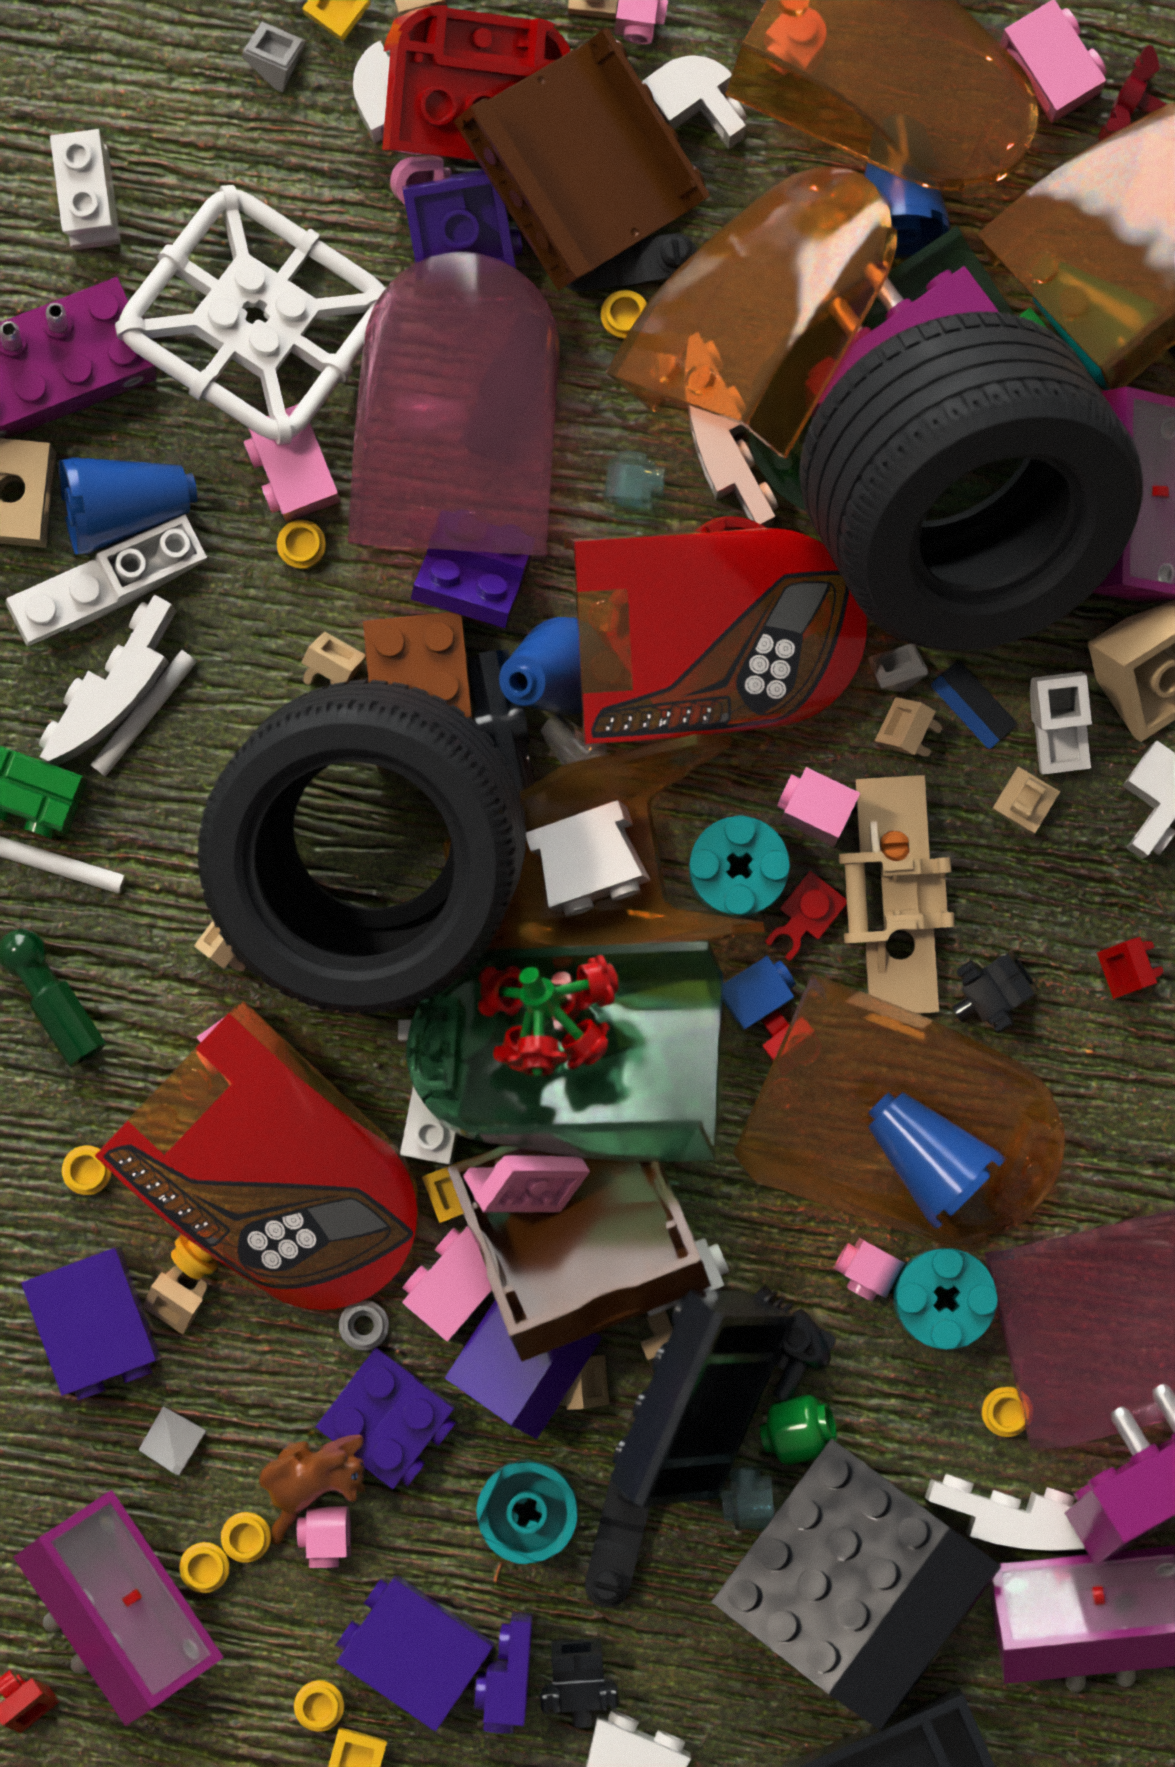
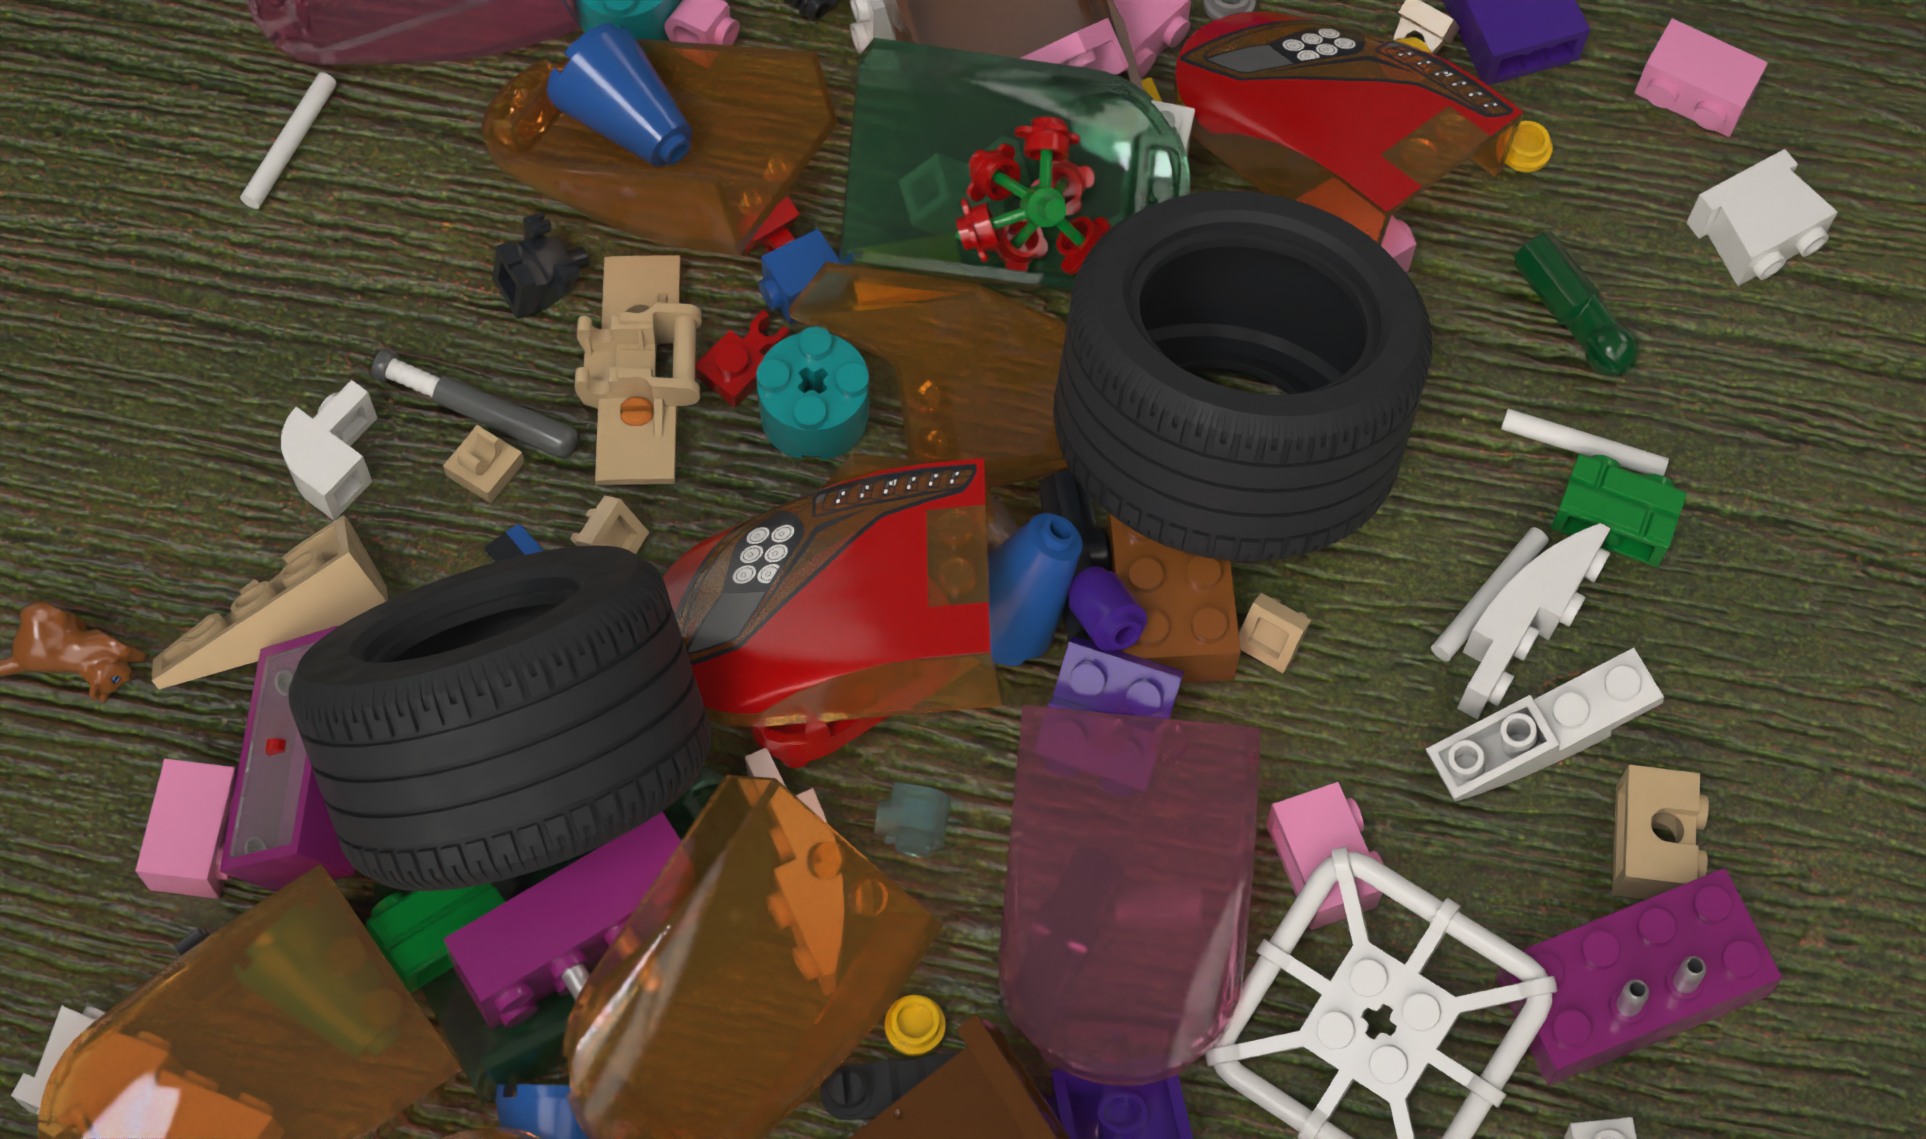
camera: 175 degrees right, 20 degrees down
(120, 499) = (1533, 814): blue cone -> none
(301, 544) = (1311, 766): yellow plate -> none
(476, 642) = (1106, 609): none -> dark purple brick
(588, 858) = (982, 401): white hips -> none
(817, 805) = (718, 441): bright pink brick -> none
(1028, 852) = (487, 409): none -> dark grey piece
(1061, 719) = (430, 529): white brick -> none
(1128, 967) = (390, 286): red tile -> none

